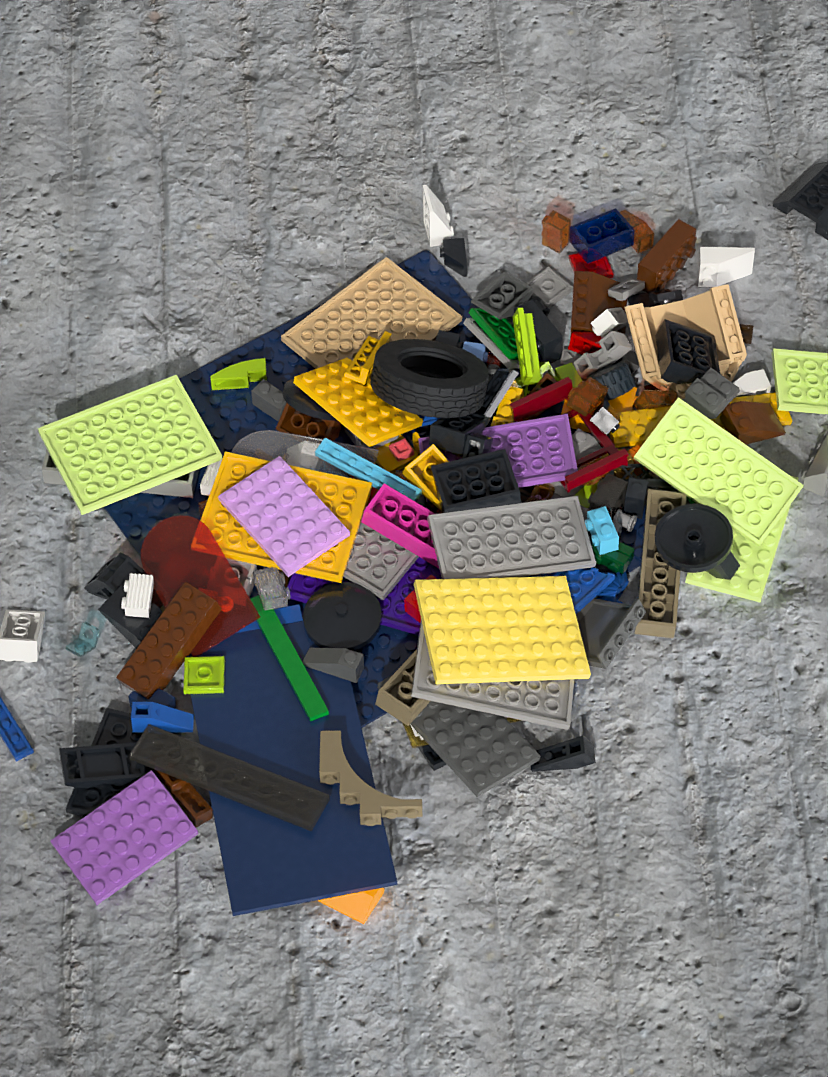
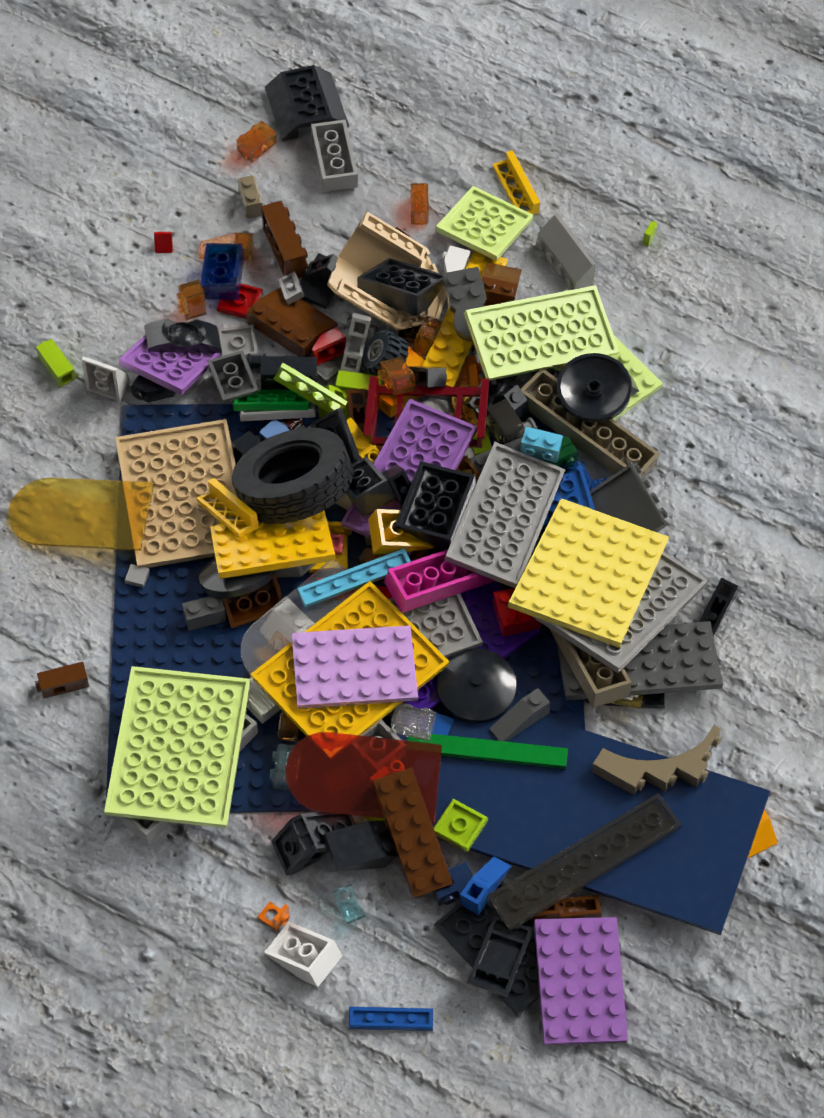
camera: 60 degrees left, 5 degrees up
(42, 599) = (279, 920): none -> orange bracket
(139, 595) = (353, 828): white brick -> none
(148, 350) = (62, 680): none -> reddish brown brick
(239, 375) = (155, 619): lime slope -> none
(274, 343) = (137, 575): none -> light grey tile
(303, 277) = (82, 513): none -> clear yellow piece
(432, 177) = (55, 362): none -> lime brick
(487, 248) = (169, 369): none -> medium lavender plate
(517, 247) = (193, 336): none -> black slope
(600, 186) = (163, 242): none -> red slope
(609, 320) = (323, 318): white slope -> none
(696, 211) = (250, 196): none -> dark tan brick
(723, 265) = (320, 210): white slope -> none
(750, 185) = (256, 141): none -> clear orange brick
(786, 244) = (334, 155): none -> light grey brick
(791, 328) = (419, 204): none -> clear orange brick

